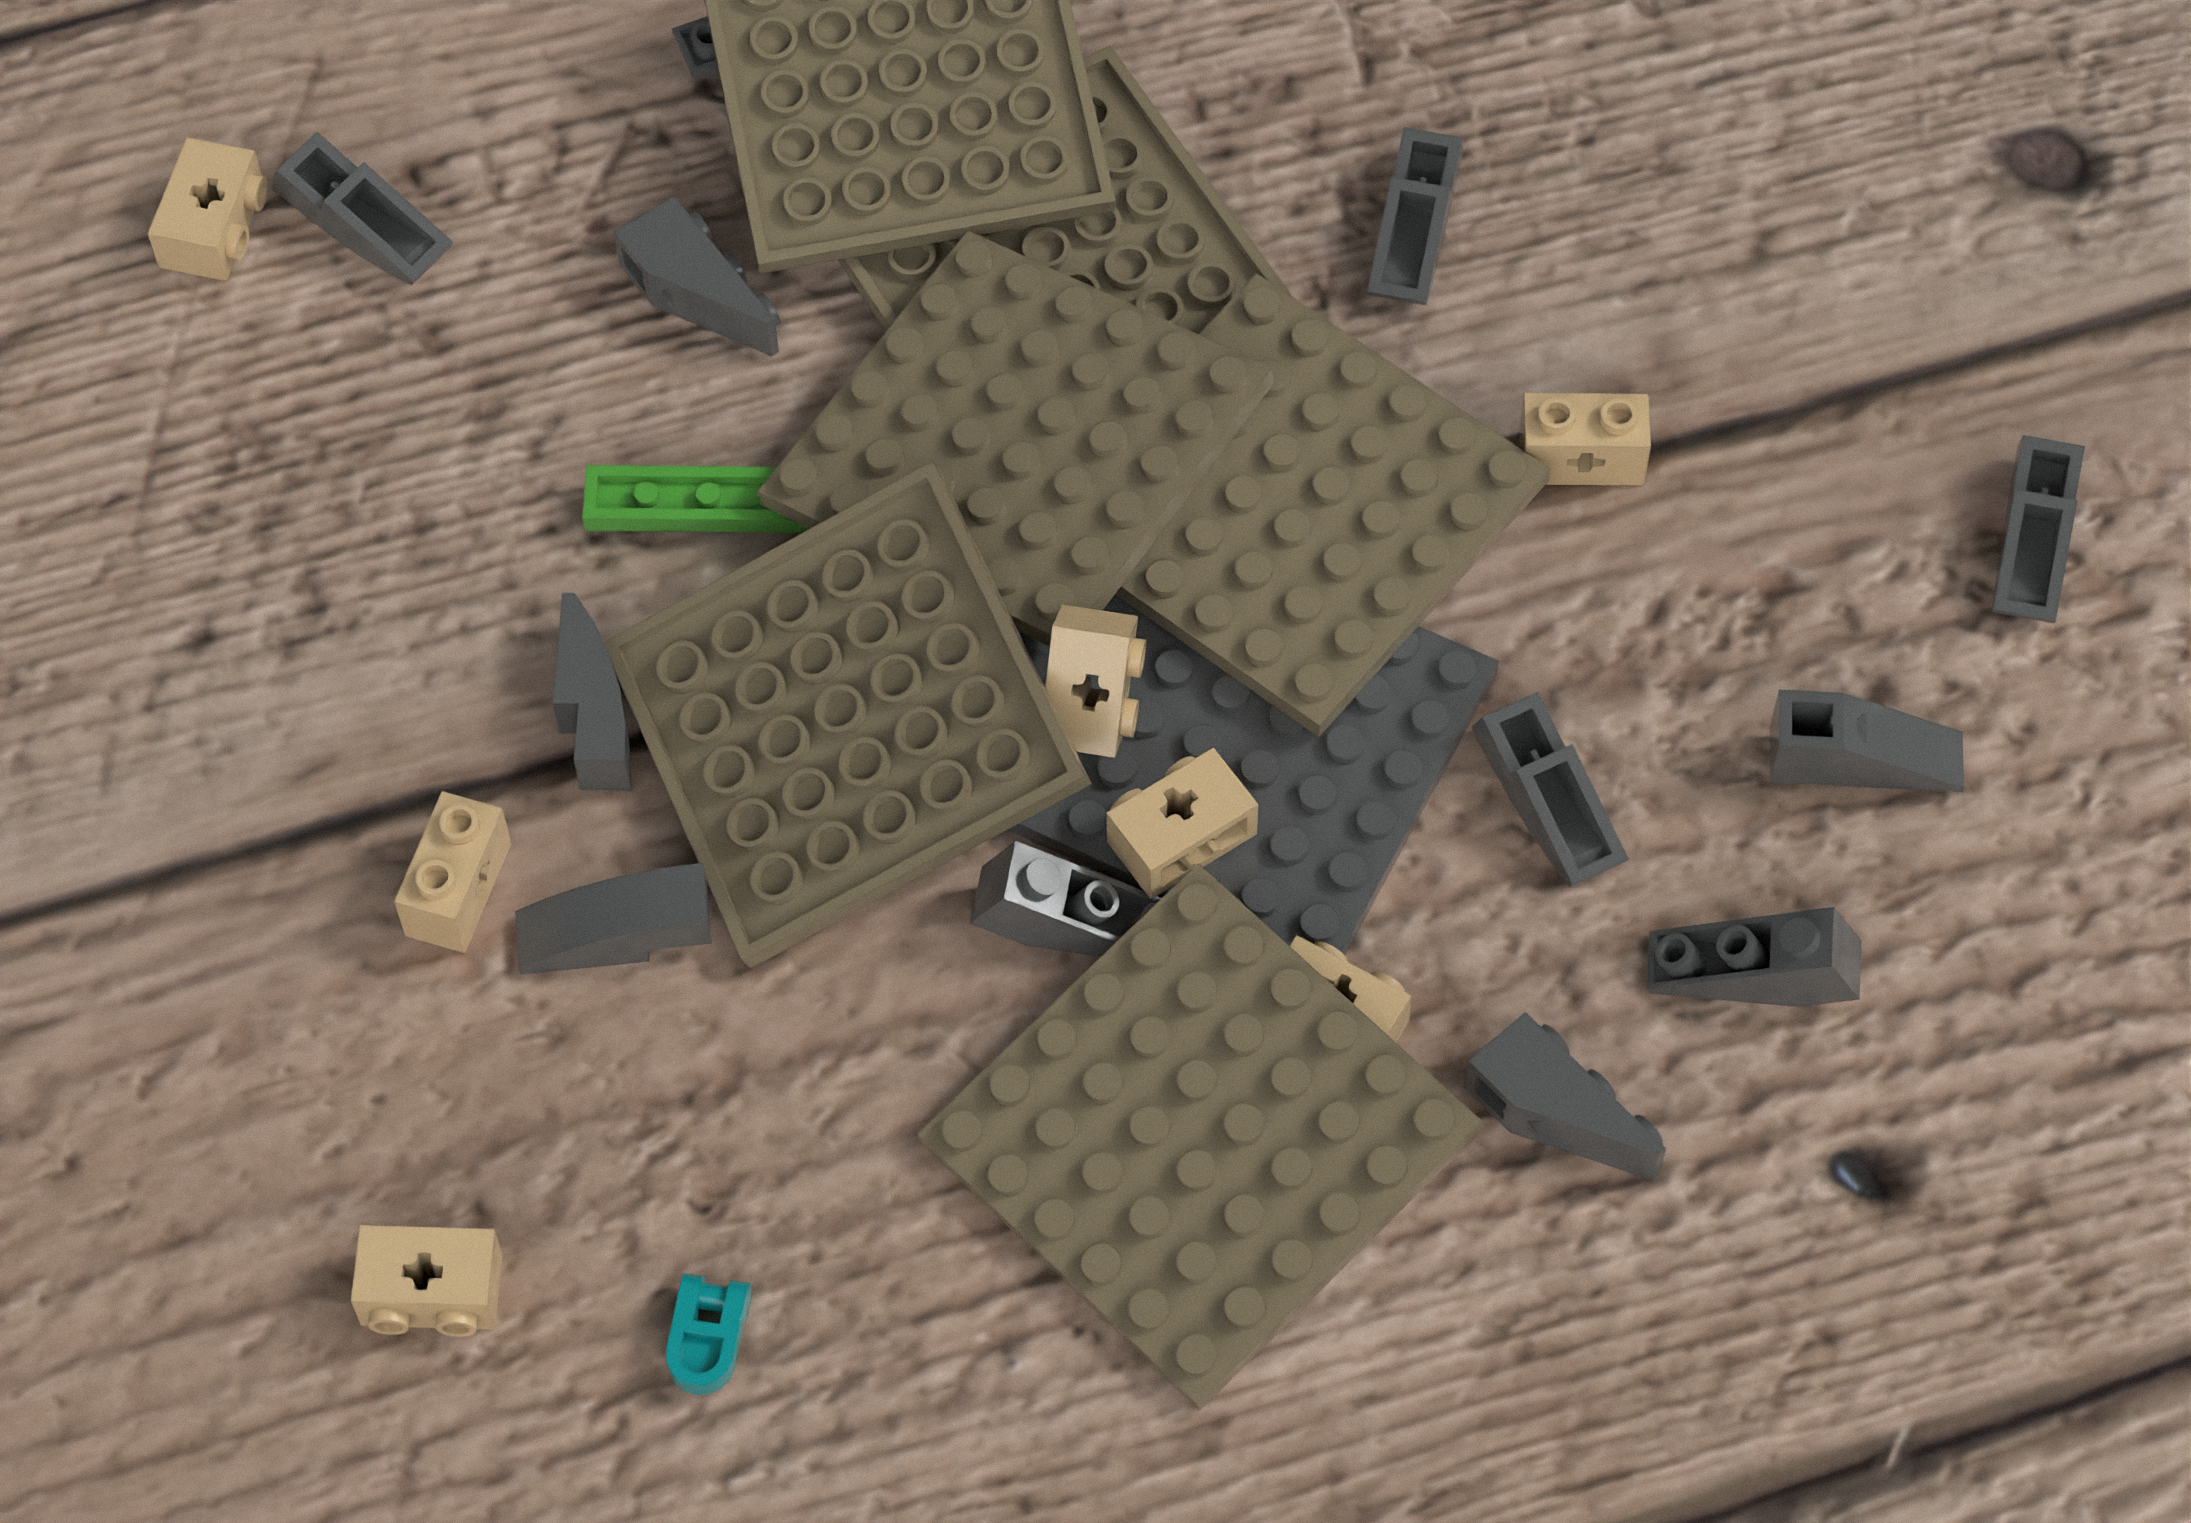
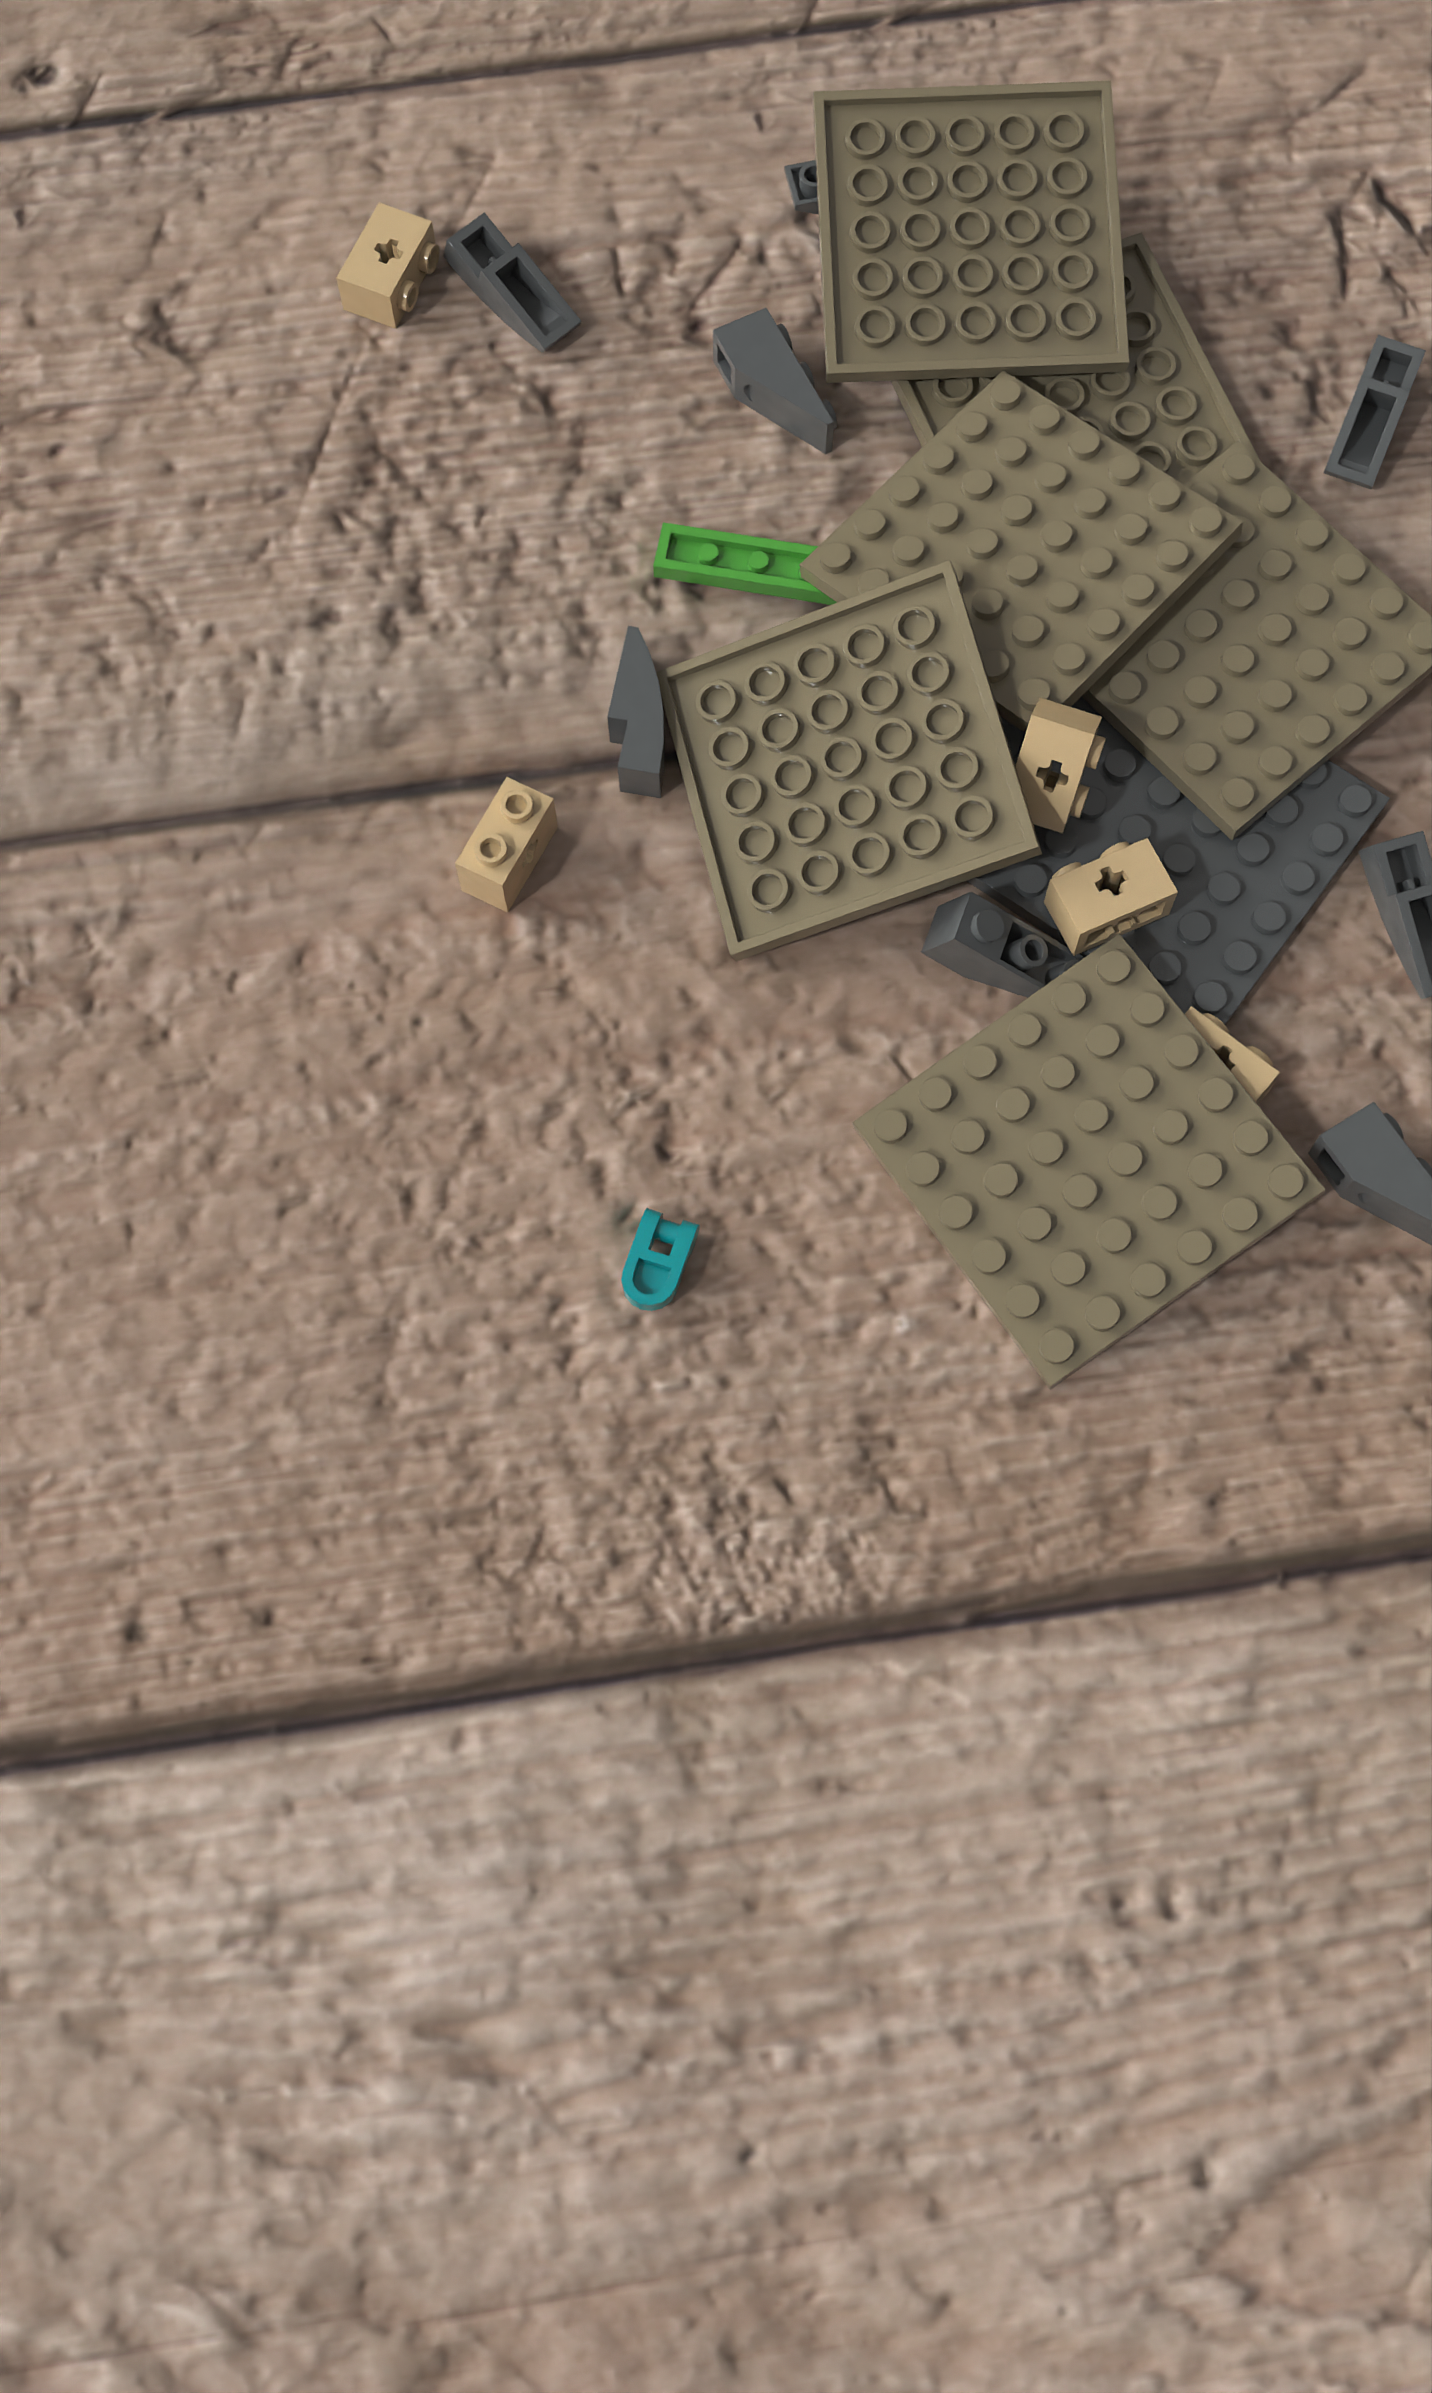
camera: 10 degrees right, 10 degrees up
(399, 1259) = (418, 1160): tan brick -> none
(615, 920) = (632, 905): dark grey slope -> none

